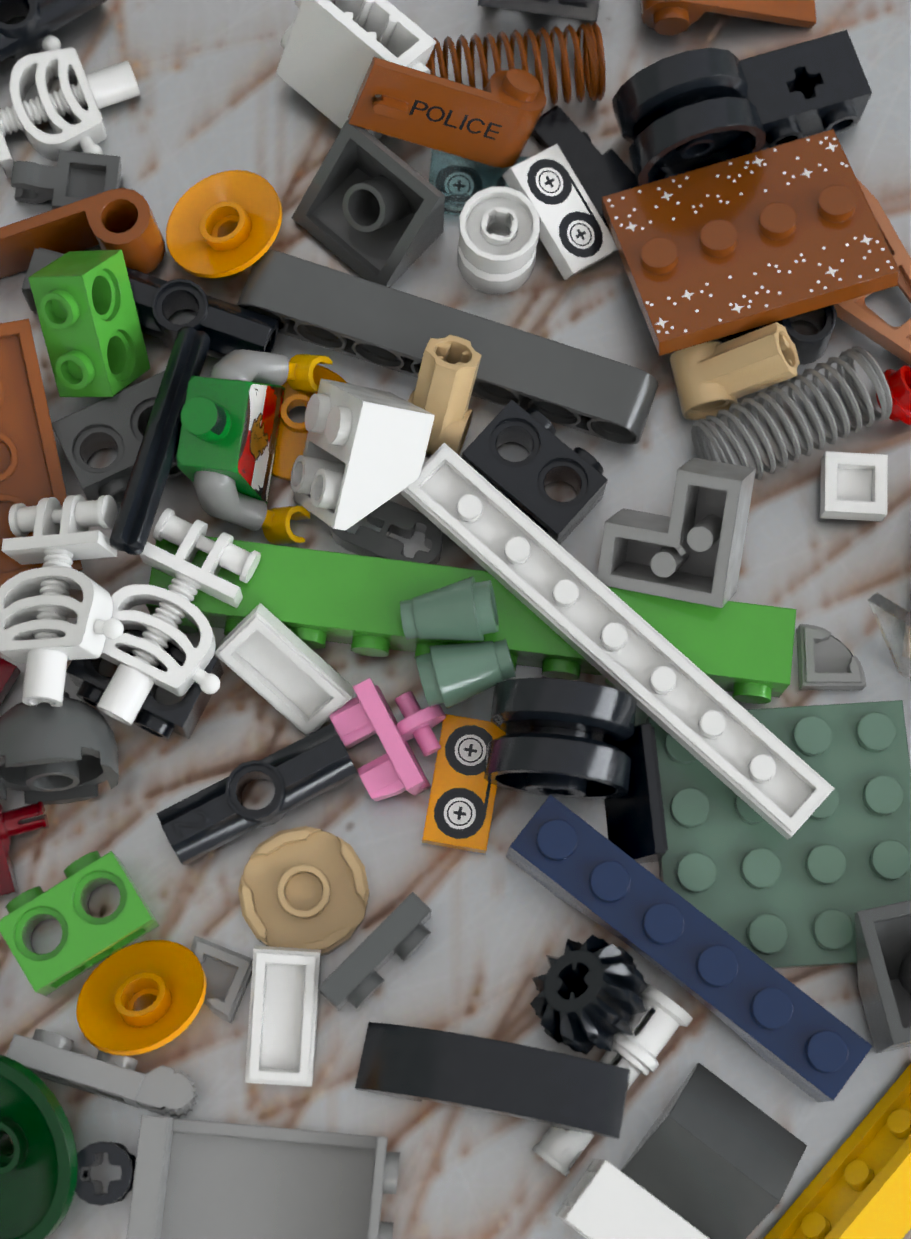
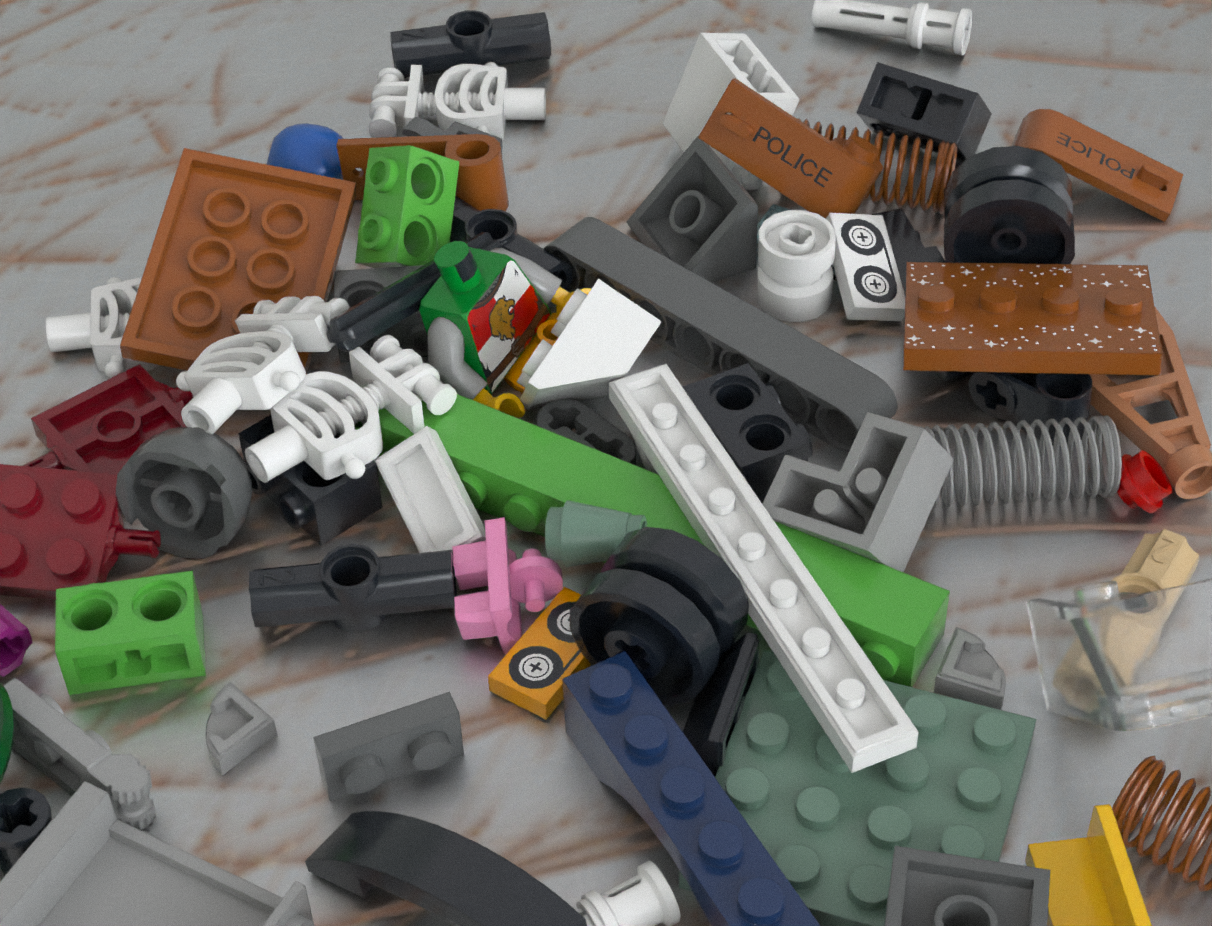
camera: 30 degrees right, 30 degrees down
(141, 997) = (149, 707): light orange dish -> none
(224, 224) = (563, 200): light orange dish -> none
(283, 1016) = (269, 773): white tile -> none
(304, 890) = (349, 680): tan tile -> none
(446, 389) = (687, 335): tan piece -> none
(452, 612) = (605, 479): sand green cone -> none
(589, 995) = (580, 842): black gear -> none
(717, 373) = (990, 398): tan piece -> none
(807, 88) = (1137, 235): black brick -> none
(853, 486) = (1059, 536): white plate -> none

